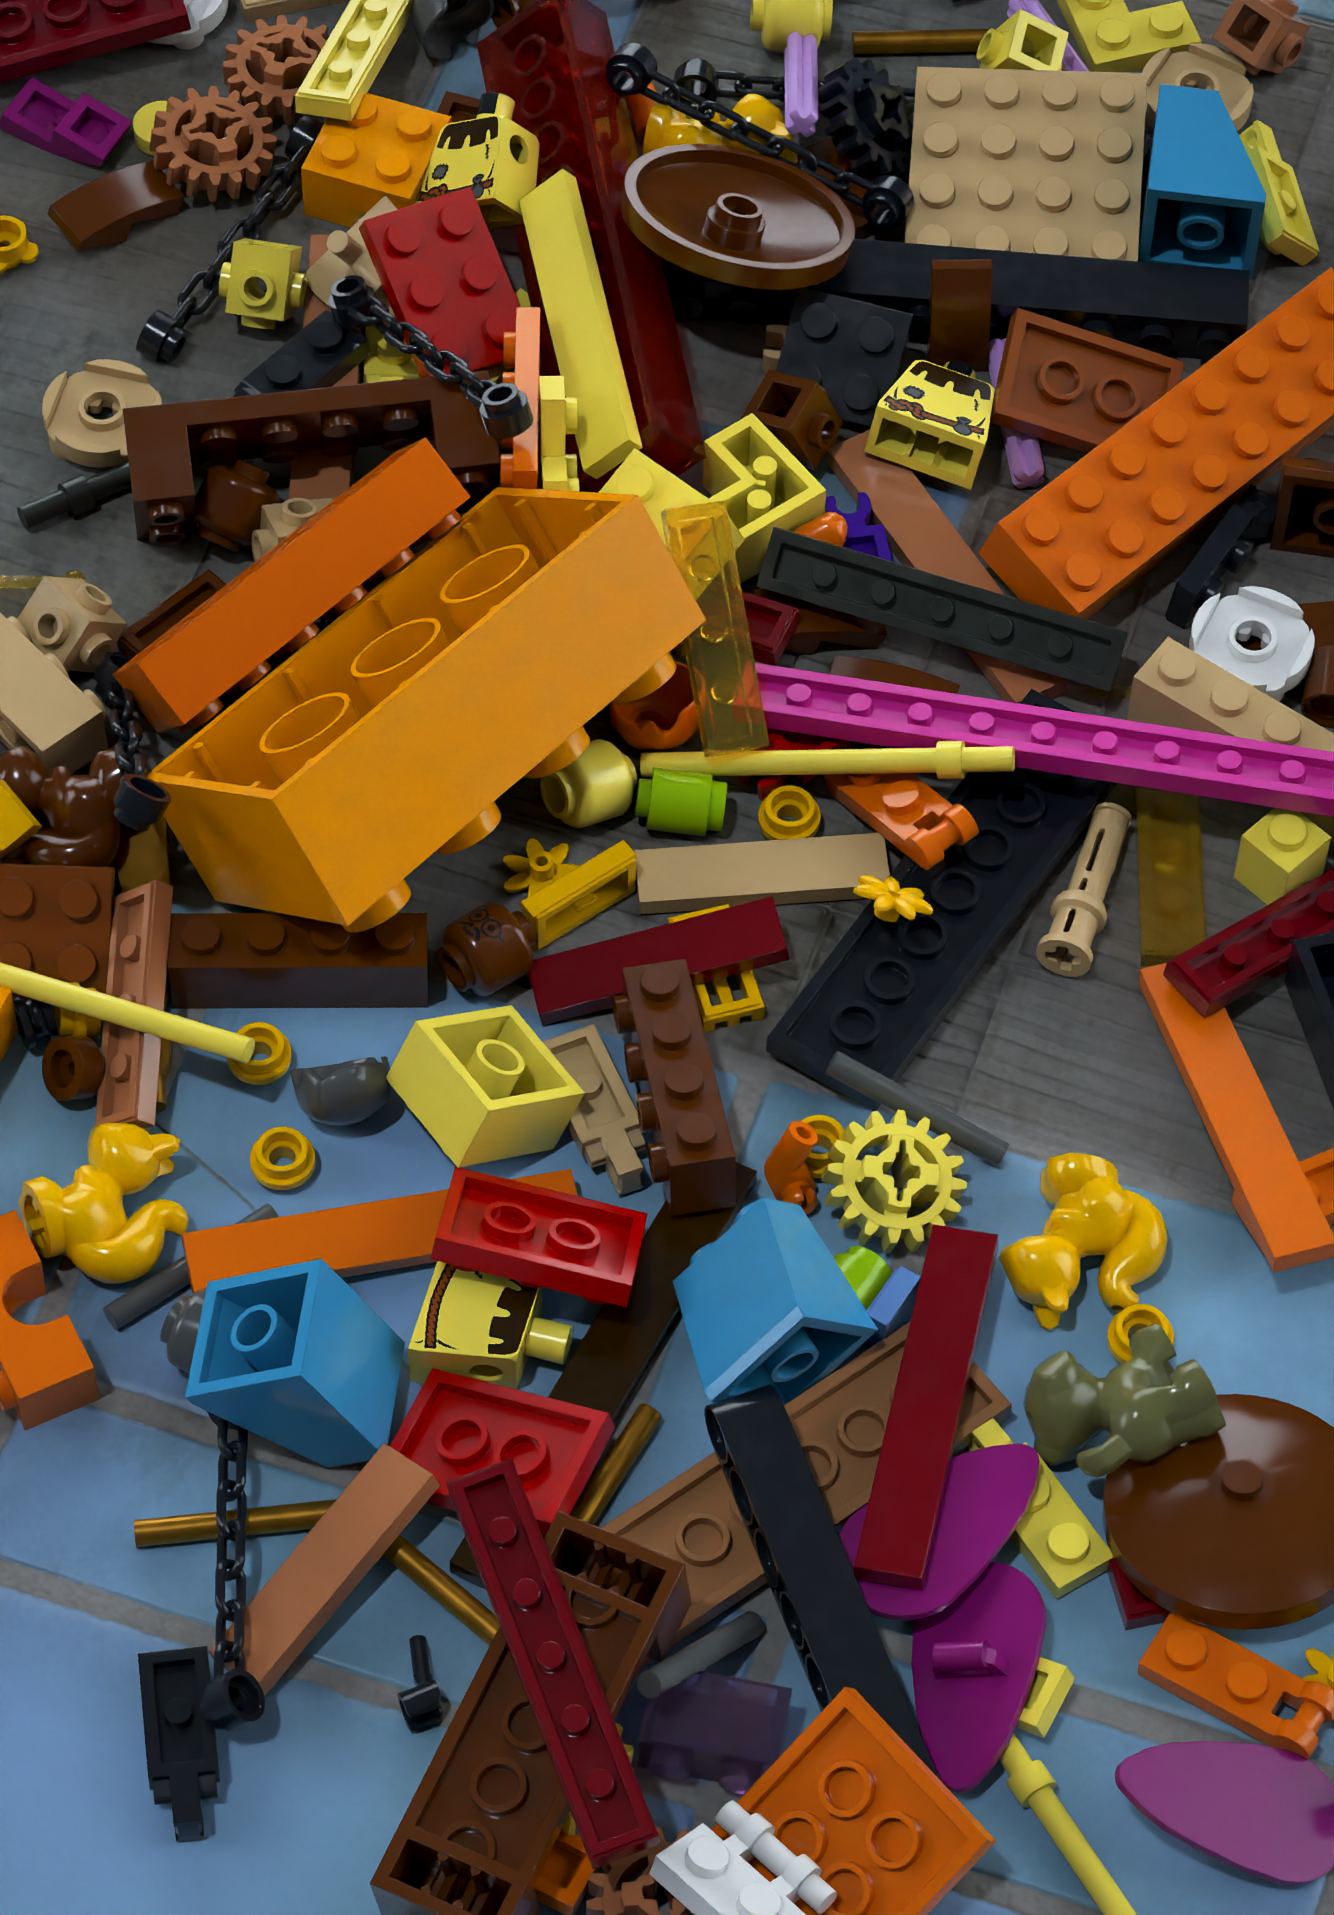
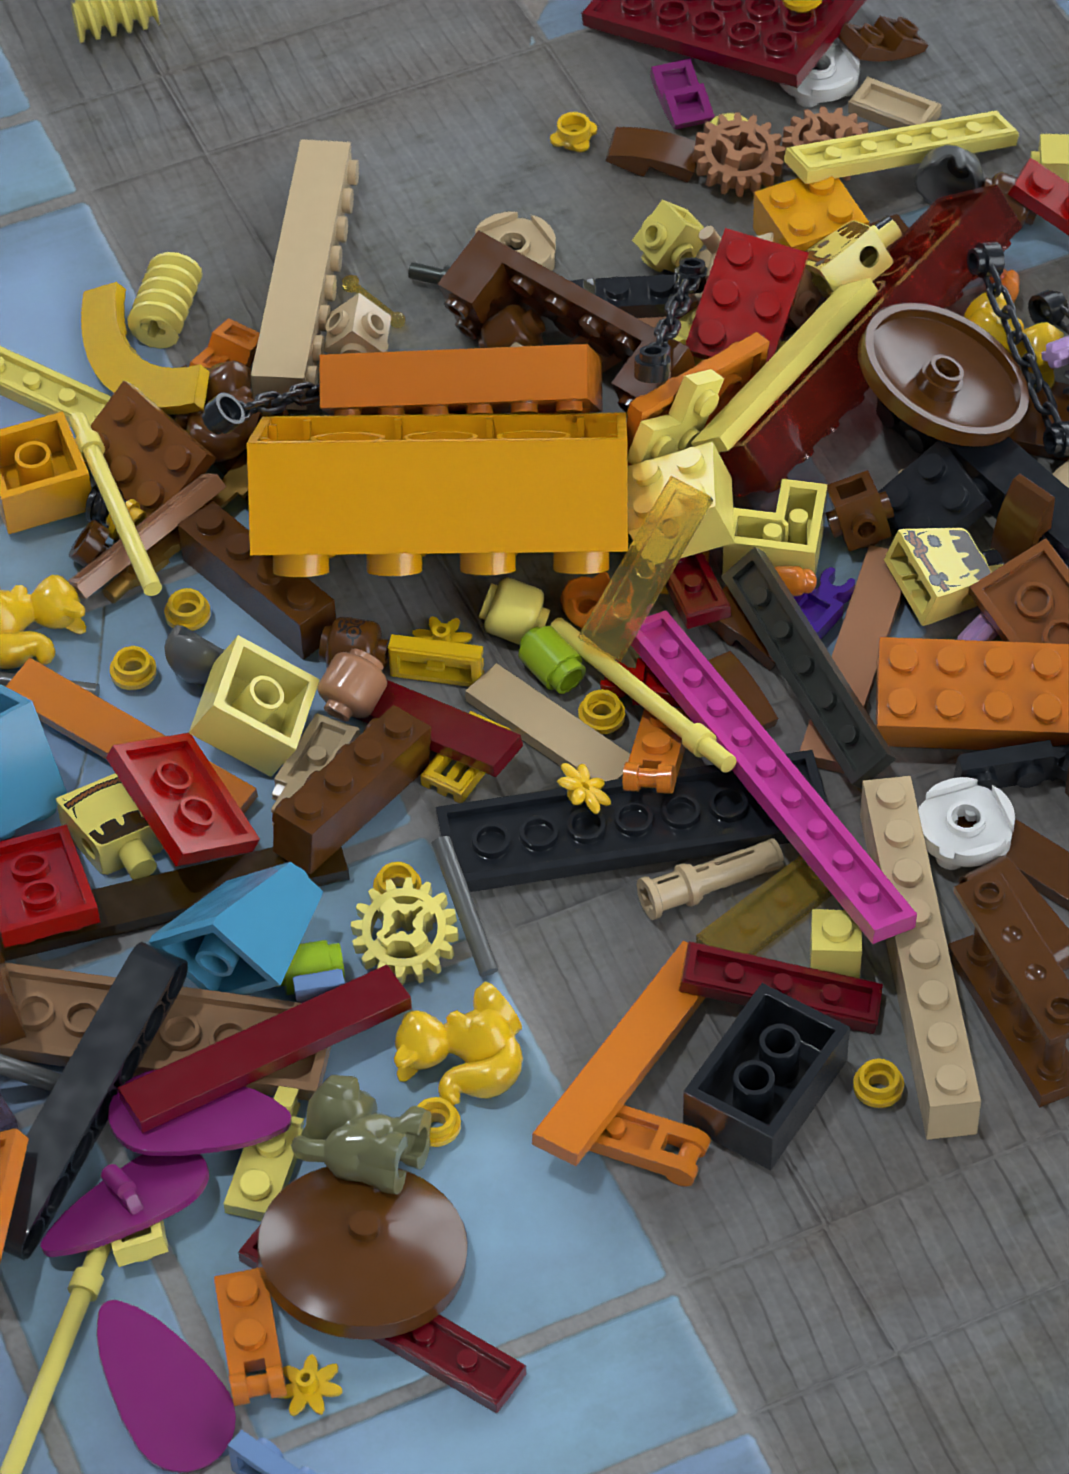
camera: 50 degrees right, 5 degrees down
(164, 334) = (593, 231): black piece -> none
(548, 983) = (352, 685): none -> nougat head
(616, 1464) = (82, 952): pearl gold bar -> none
(787, 1169) = (361, 879): orange arm -> none

